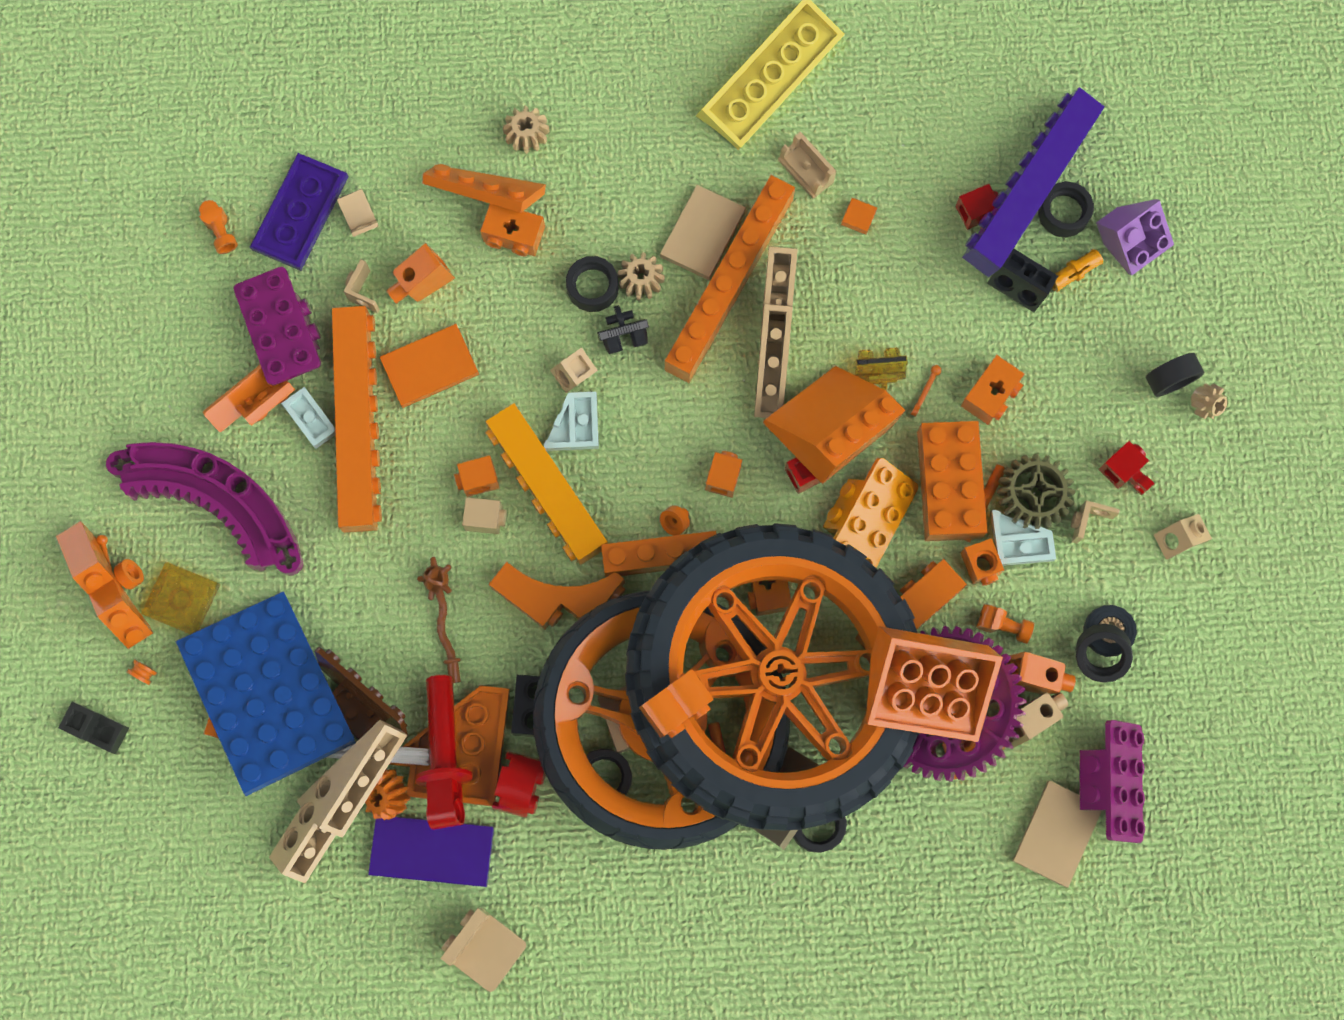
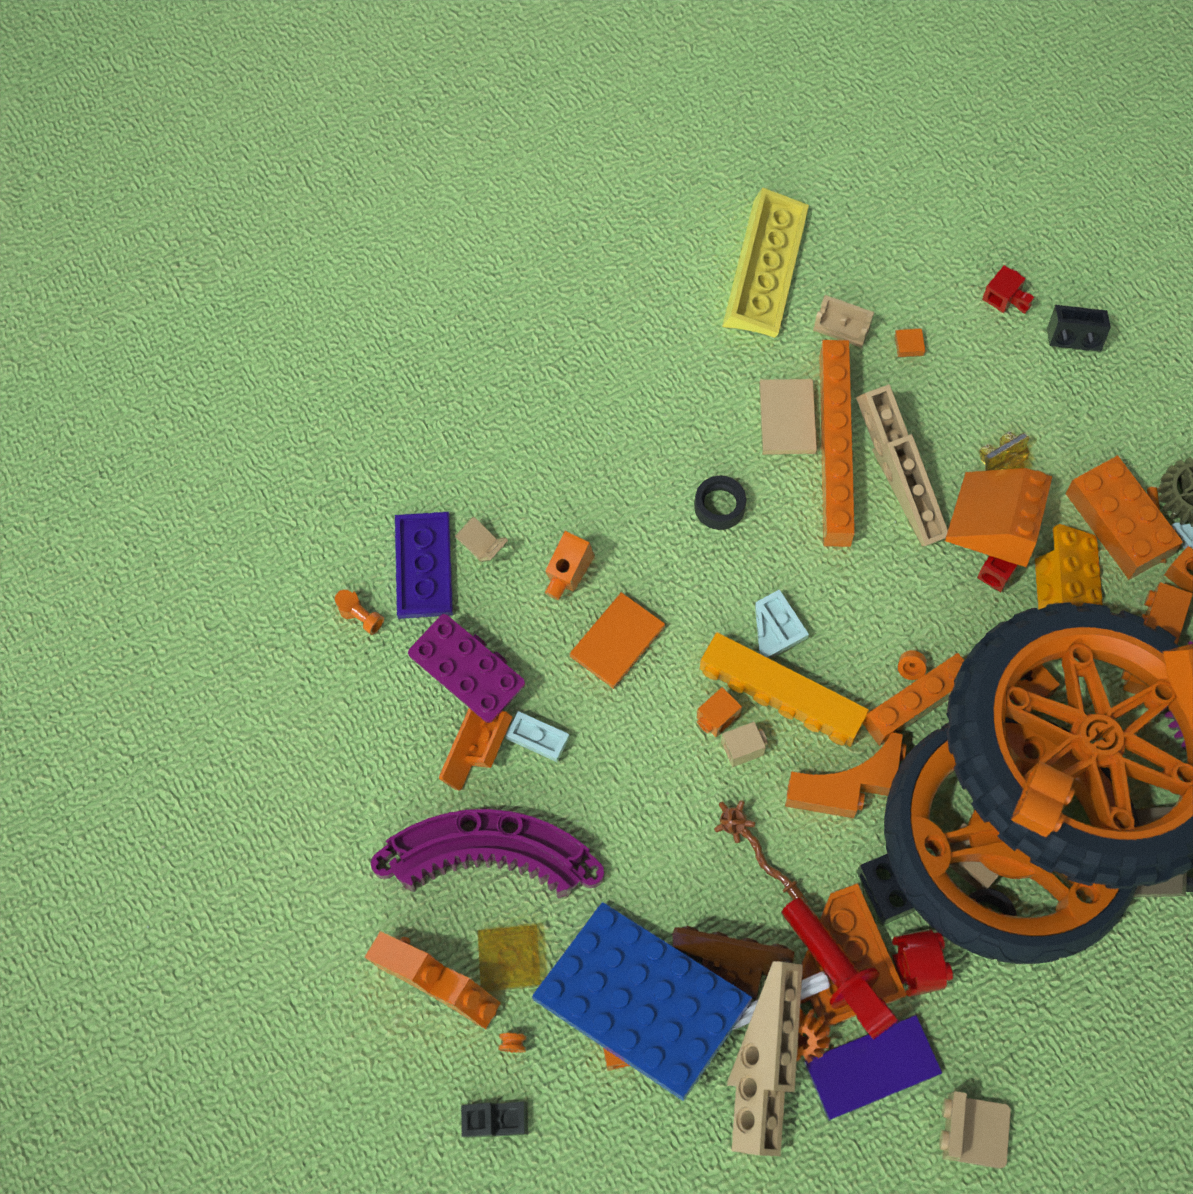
camera: 25 degrees left, 10 degrees down
(128, 574) = (450, 958): orange tile -> none
(354, 284) = (516, 612): tan bracket -> none
(355, 419) = (580, 718): orange brick -> none
(489, 188) = (589, 463): orange wing -> none
(503, 220) = (612, 483): orange brick -> none
(528, 137) = (589, 393): tan gear -> none
(573, 370) = (750, 580): tan brick -> none
(611, 336) = (763, 538): black hips -> none
(630, 274) = (759, 475): tan gear -> none
(724, 473) = (930, 605): orange brick -> none
(935, 371) = (1050, 436): orange hinge -> none
(997, 375) = (1109, 427): orange brick -> none
(1032, 182) = (1040, 248): dark purple brick -> none
(1075, 192) = (1077, 242): black tyre -> none
(1076, 269) = (1114, 300): light orange pin -> none
(1136, 234) = (1143, 251): medium lavender slope -> none

